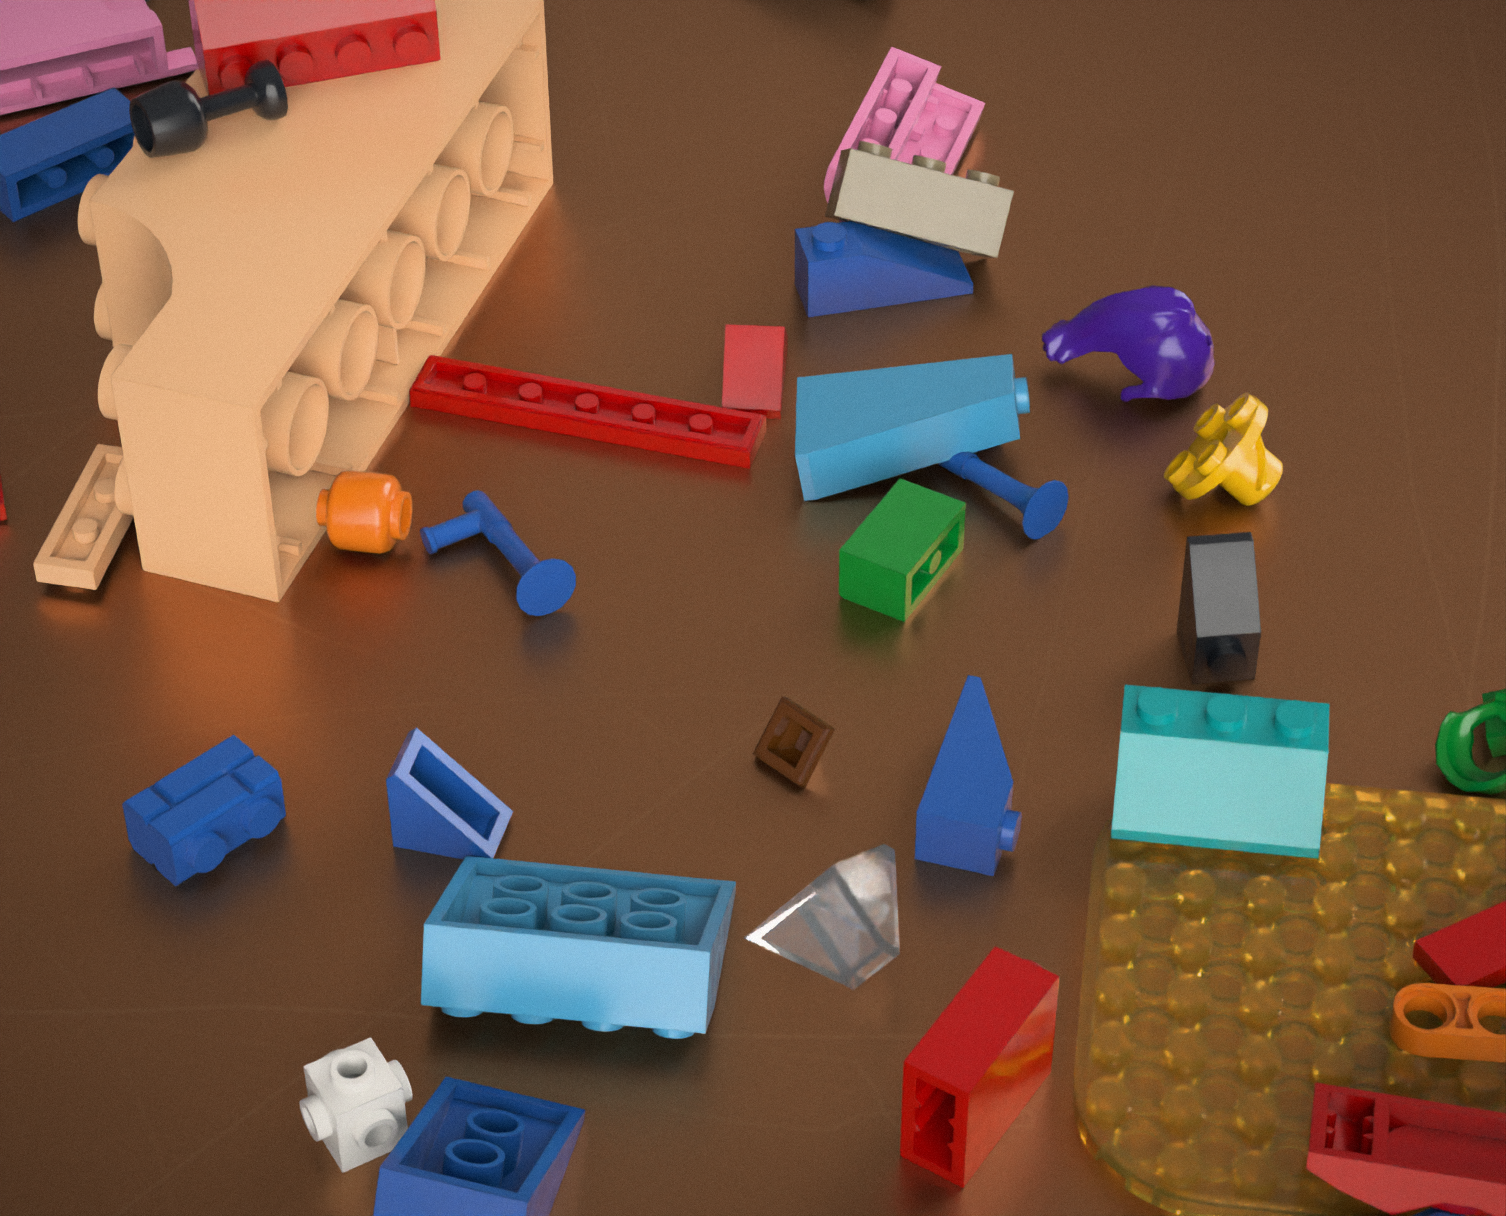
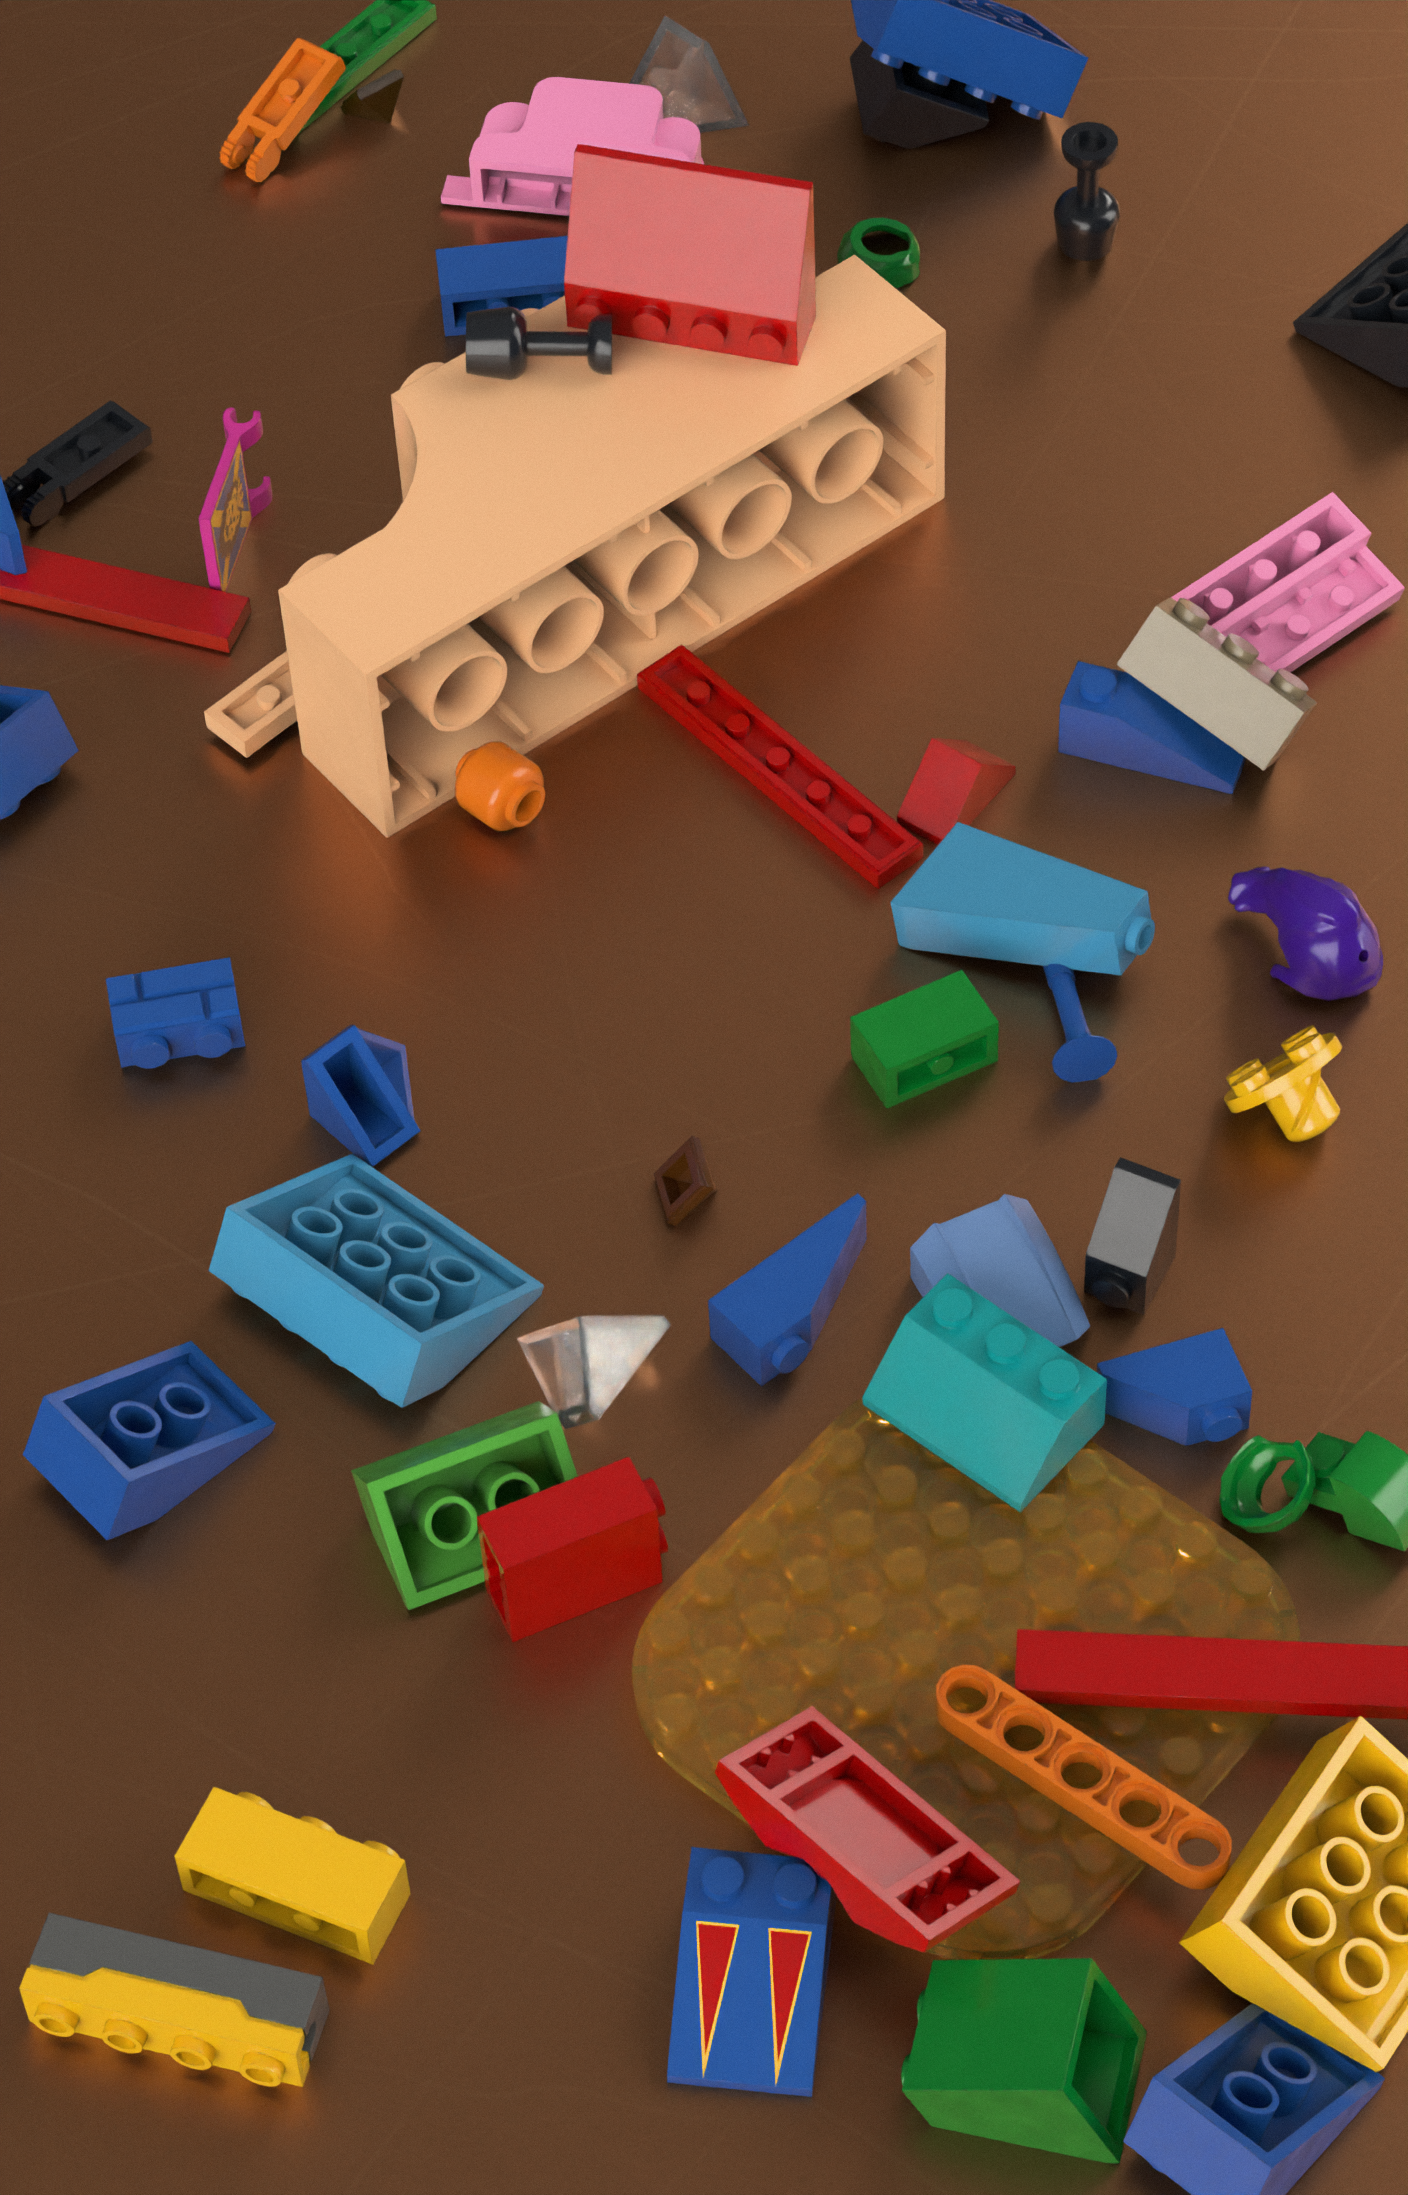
camera: 35 degrees right, 10 degrees up
(356, 1103) = (97, 1327): white brick -> none
(543, 584) = (593, 928): blue piece -> none
(829, 1081) = (430, 1496): none -> bright green slope
(1088, 689) = (1006, 1260): none -> medium blue slope
(1370, 703) = (1181, 1389): none -> blue slope

